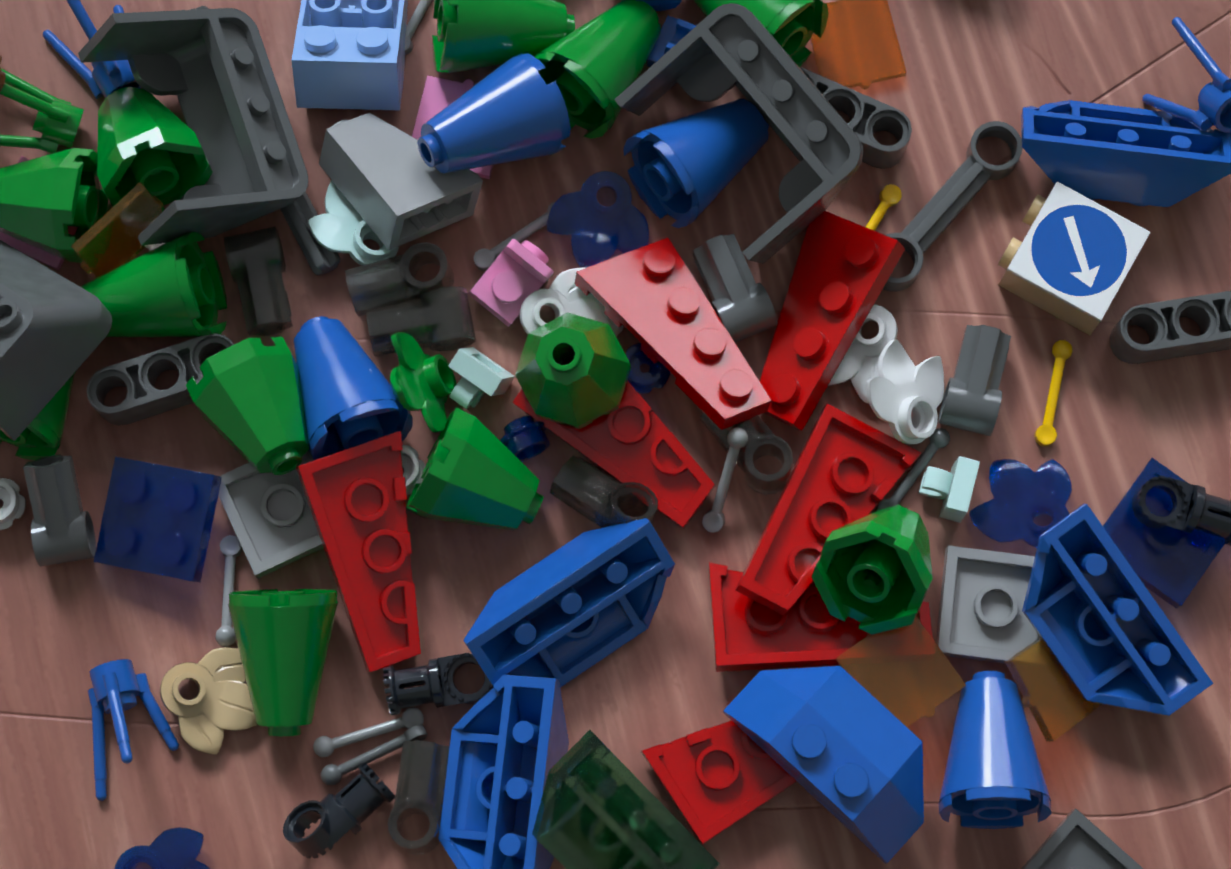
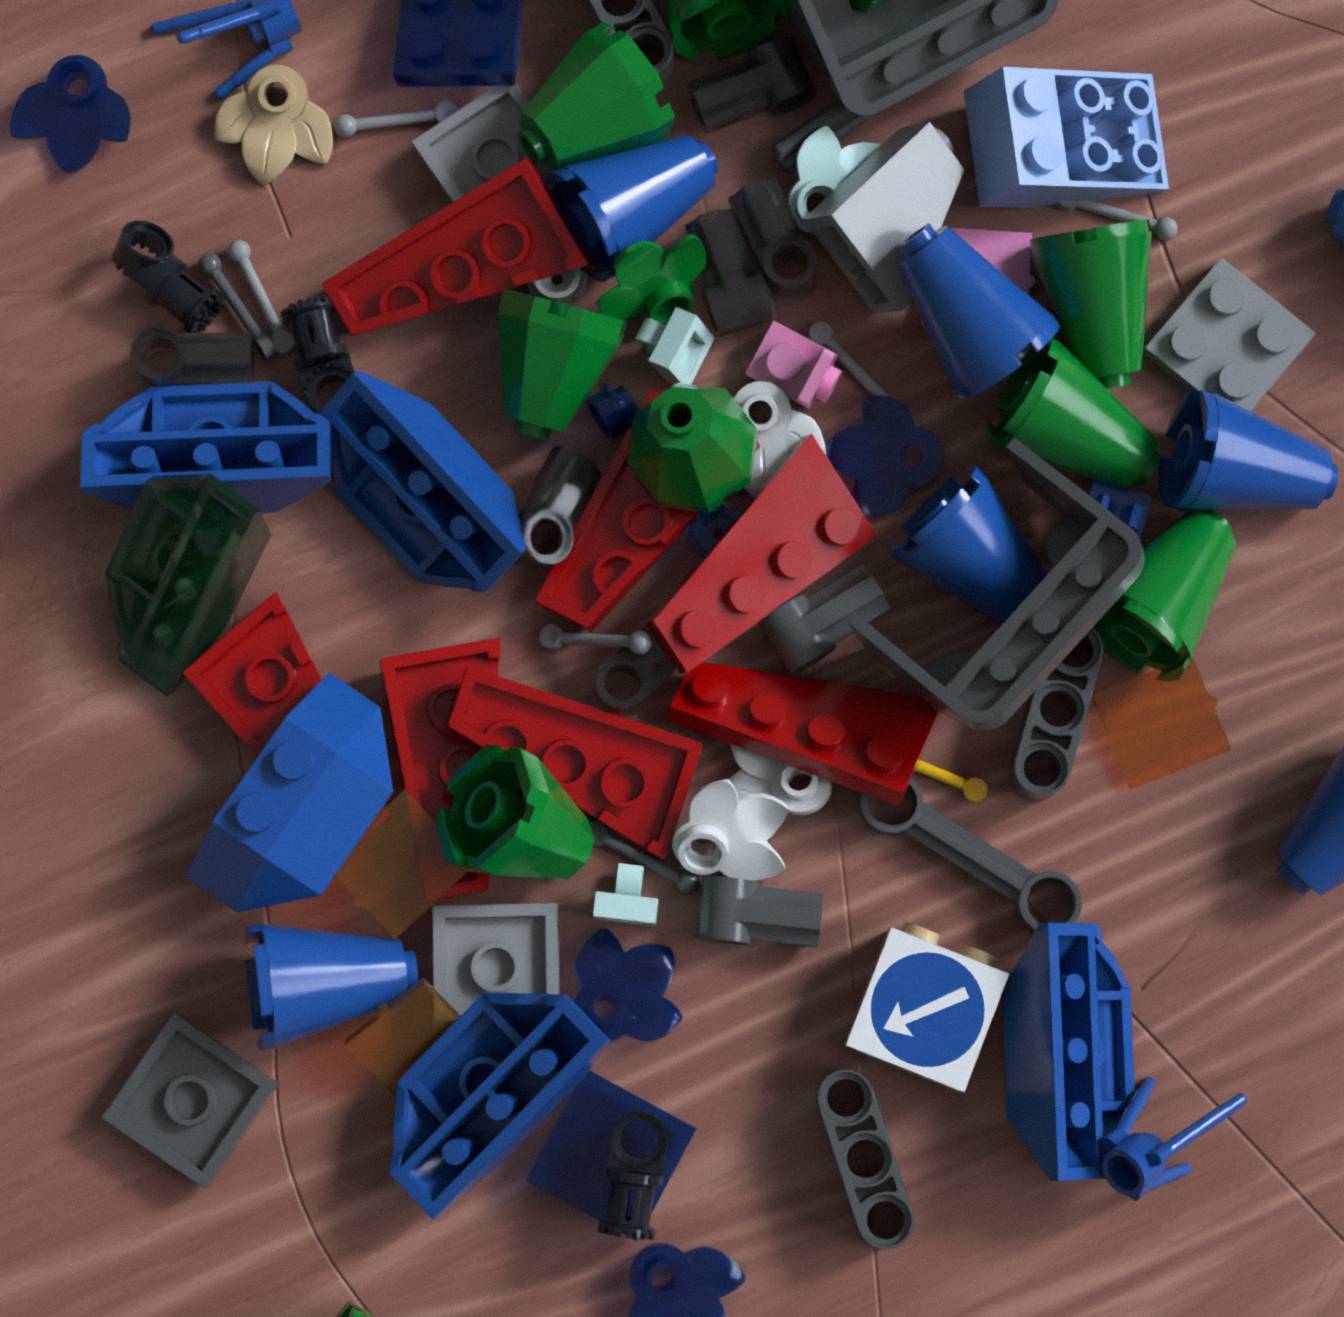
camera: 85 degrees right, 5 degrees up
(283, 652) = (332, 184): green cone -> none
(1046, 433) = (713, 1006): yellow hinge -> none

